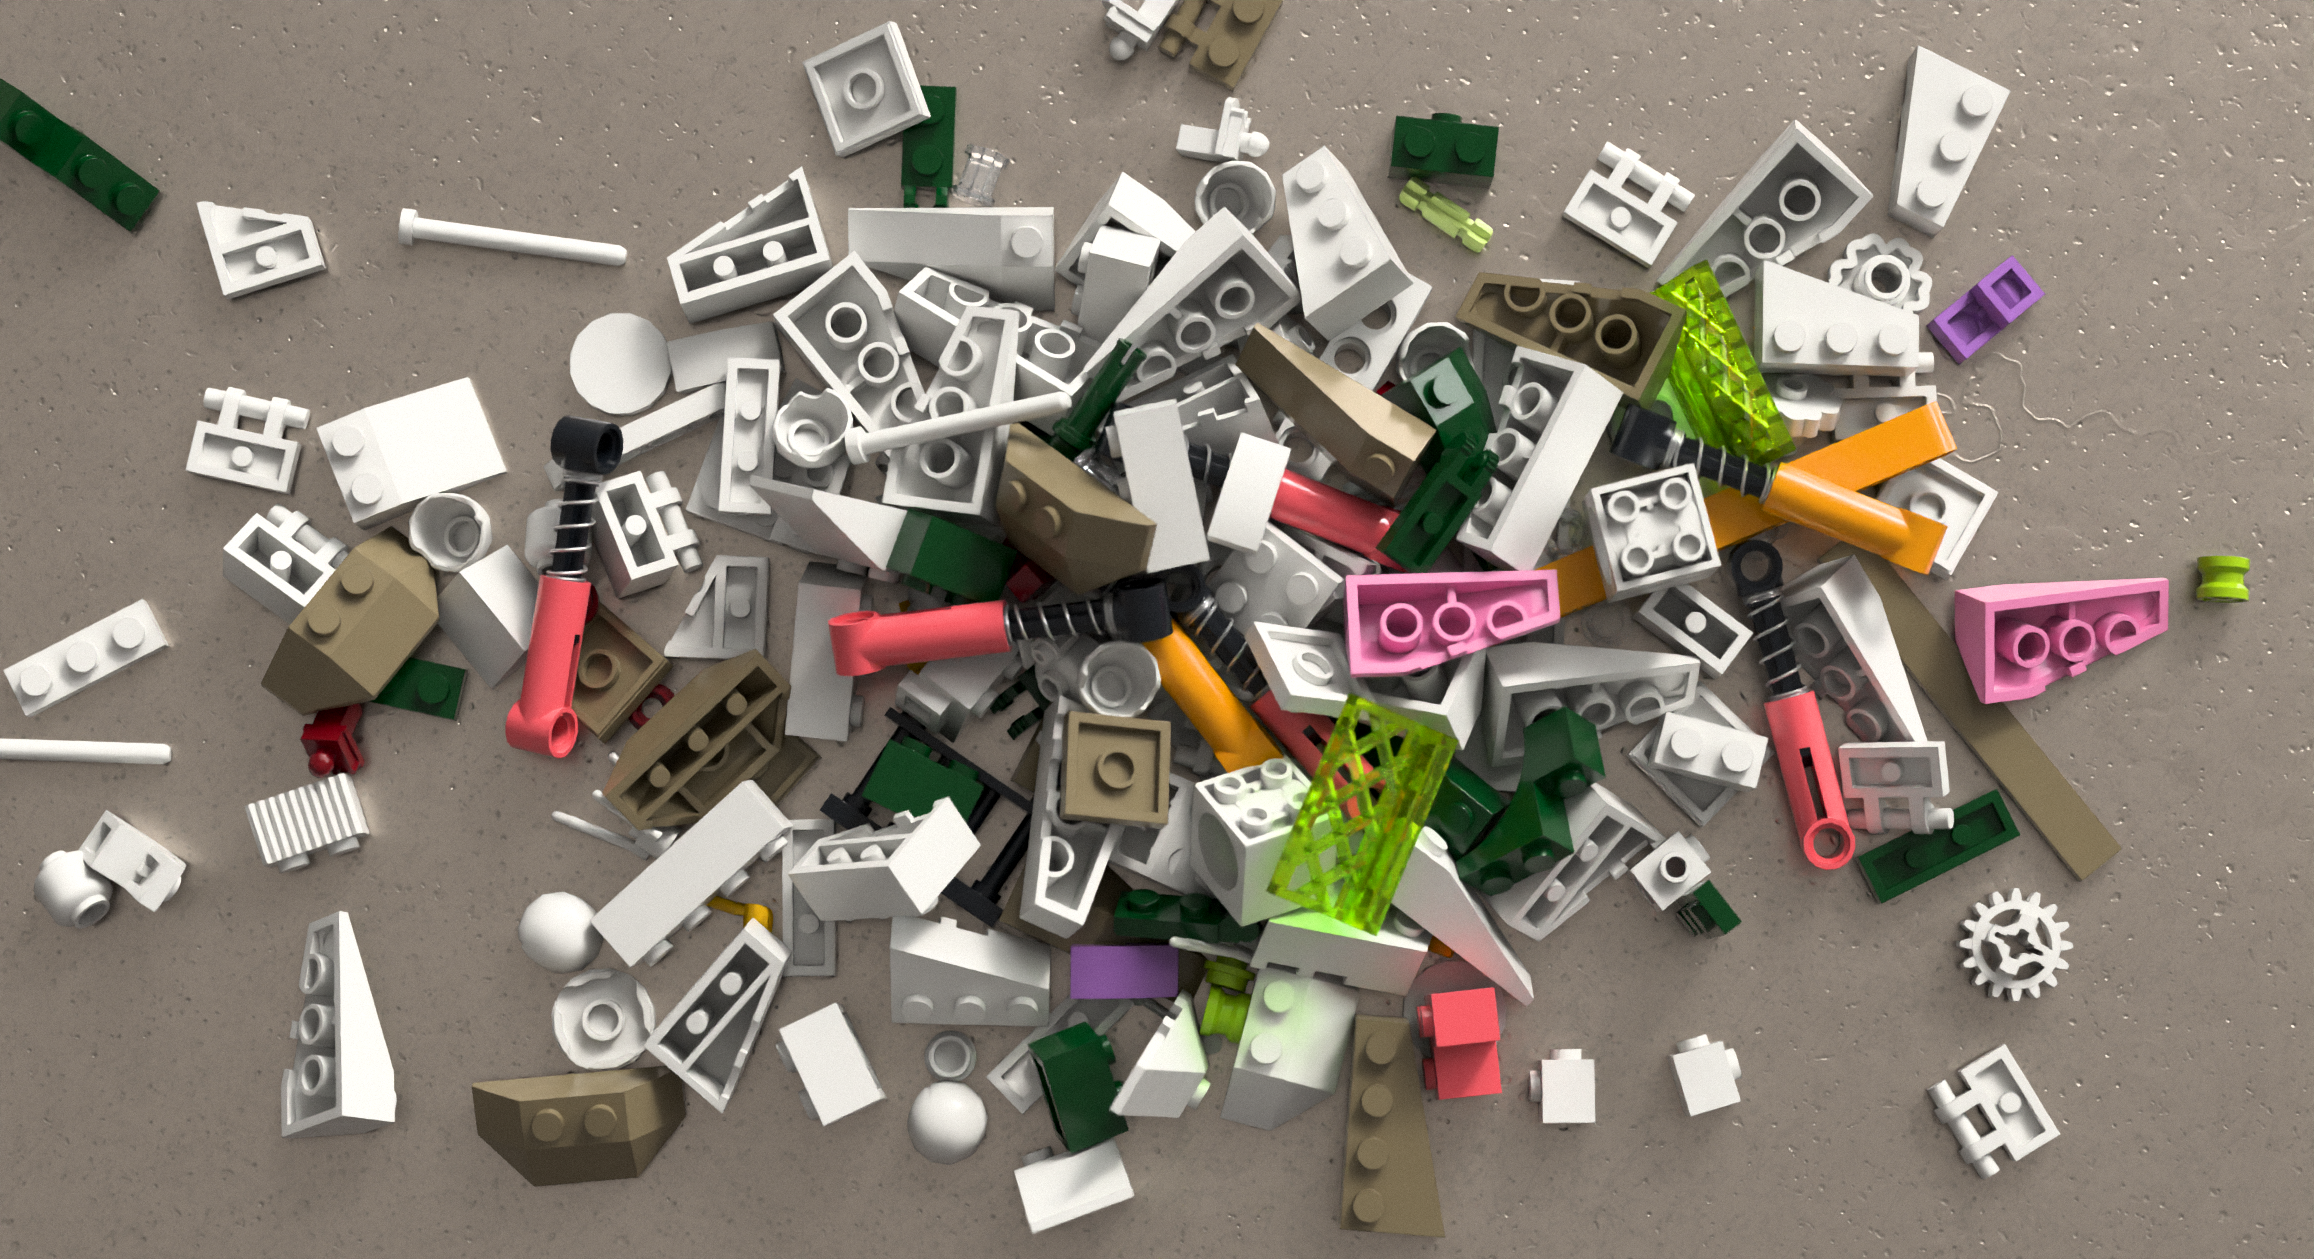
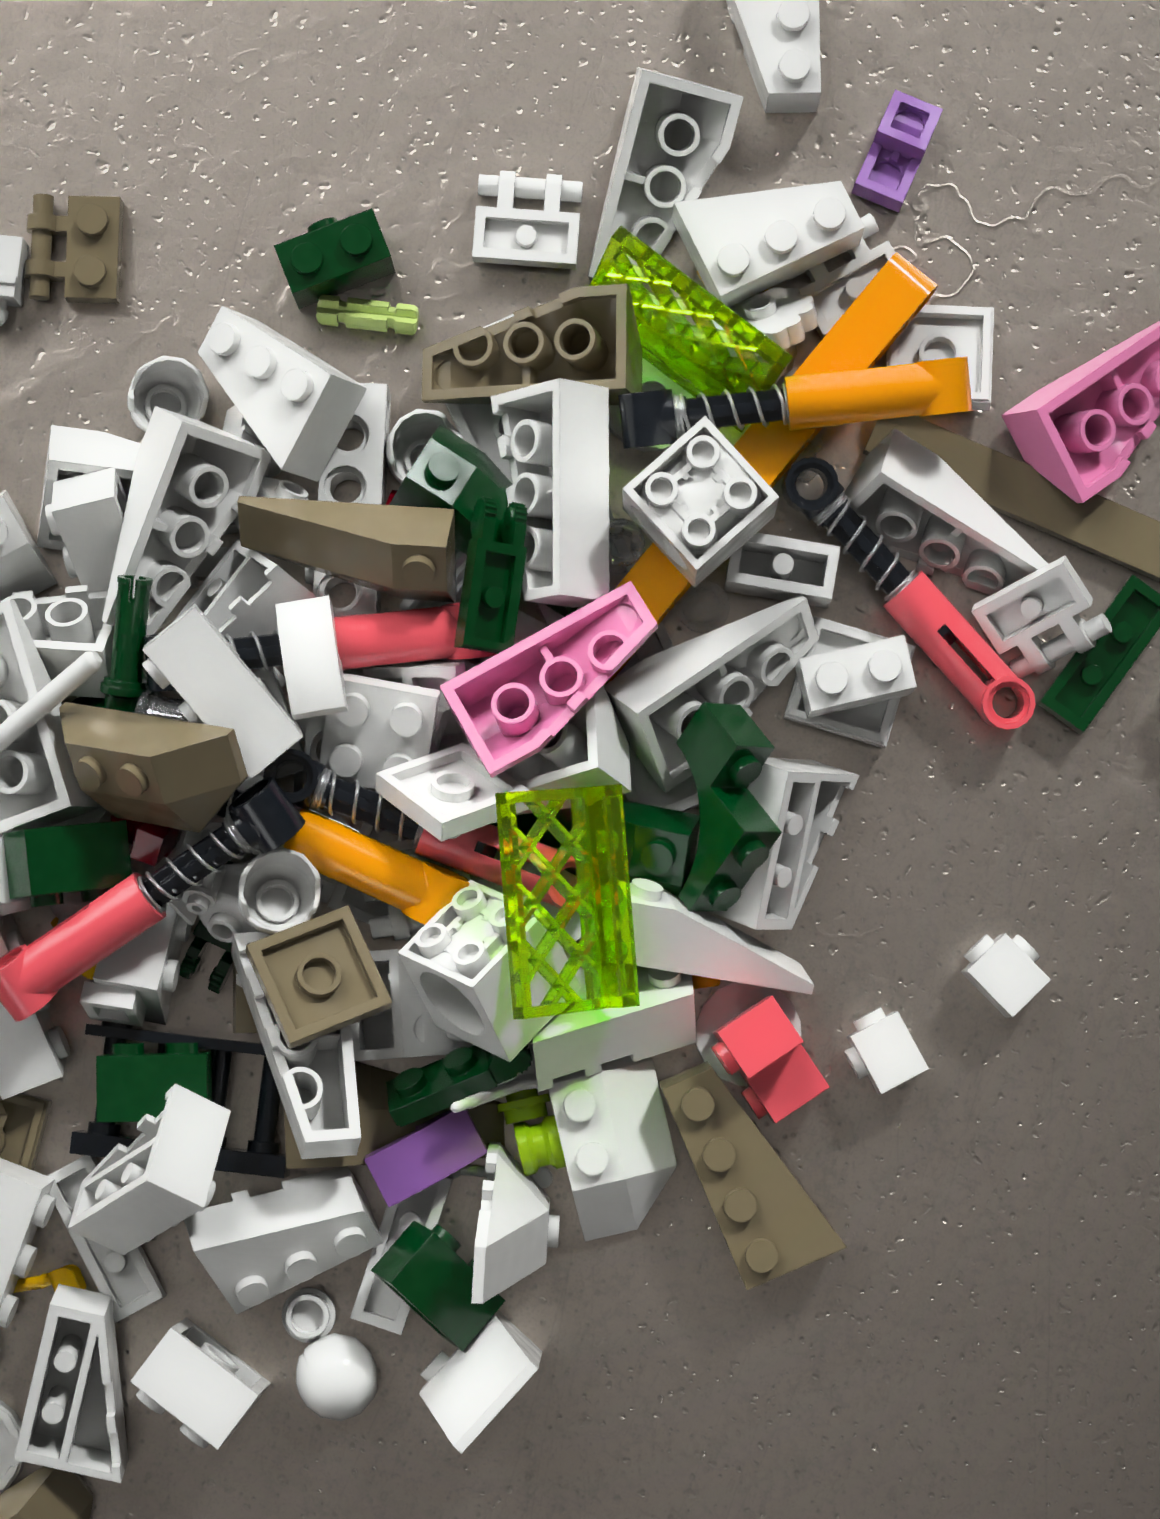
camera: 20 degrees left, 0 degrees up
(1224, 144) = (135, 349): white piece -> none
(1670, 870) = (877, 801): white brick -> none
(1706, 911) = (930, 822): dark green plate -> none
(1892, 264) = (791, 153): white plant -> none

